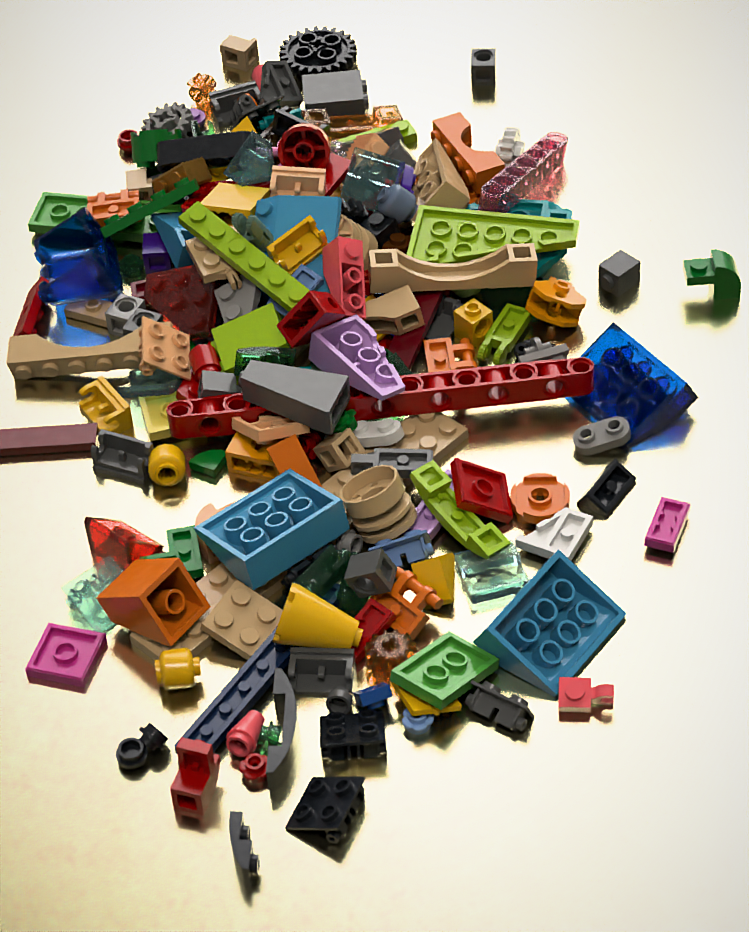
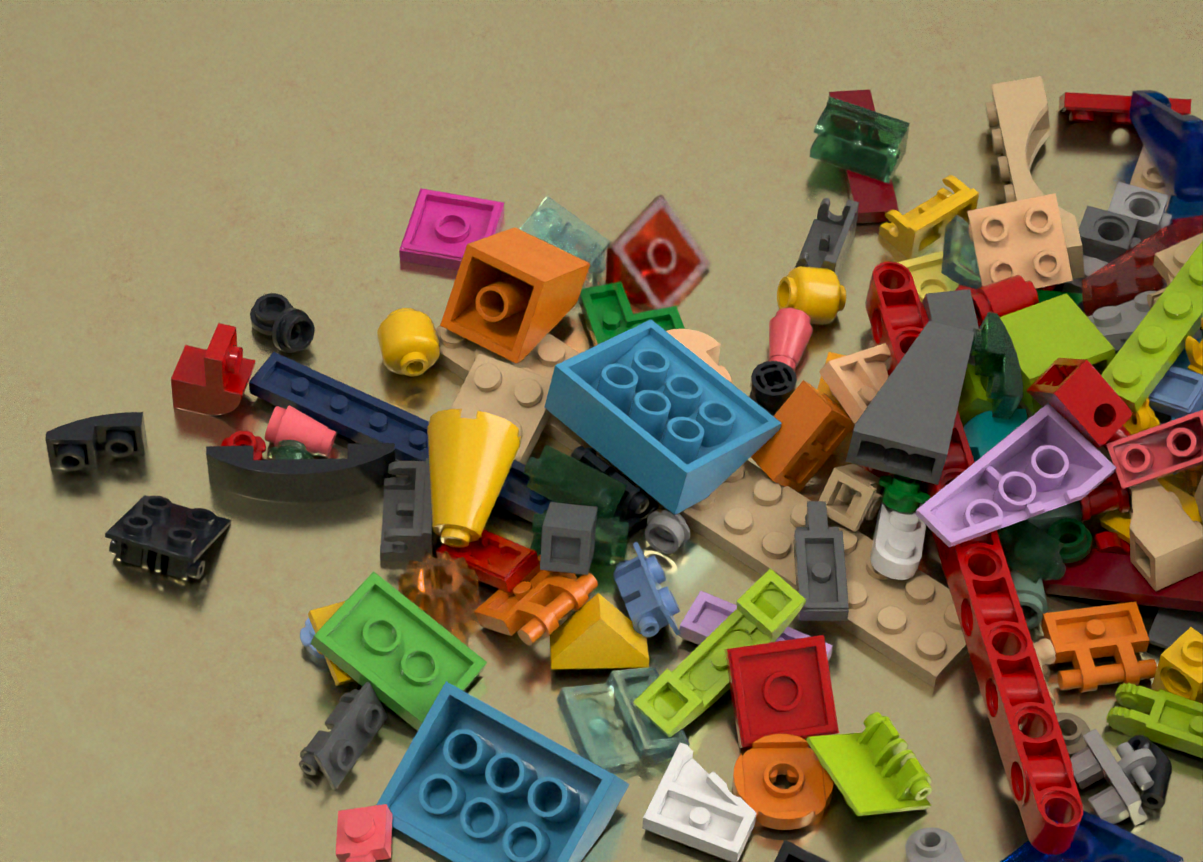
camera: 80 degrees right, 5 degrees up
(40, 430) = (860, 140): none -> clear green hinge
(201, 480) = (789, 336): none -> coral cone
(208, 462) = (830, 341): green tile -> none
(242, 482) = (772, 385): none -> black wheel
(339, 700) = (361, 537): dark grey hinge -> none
(352, 729) = (297, 554): black hinge -> none
(373, 696) = (356, 566): blue plate -> none
(378, 503) = (719, 542): tan wheel -> none
(542, 452) = (874, 768): none -> lime hinge

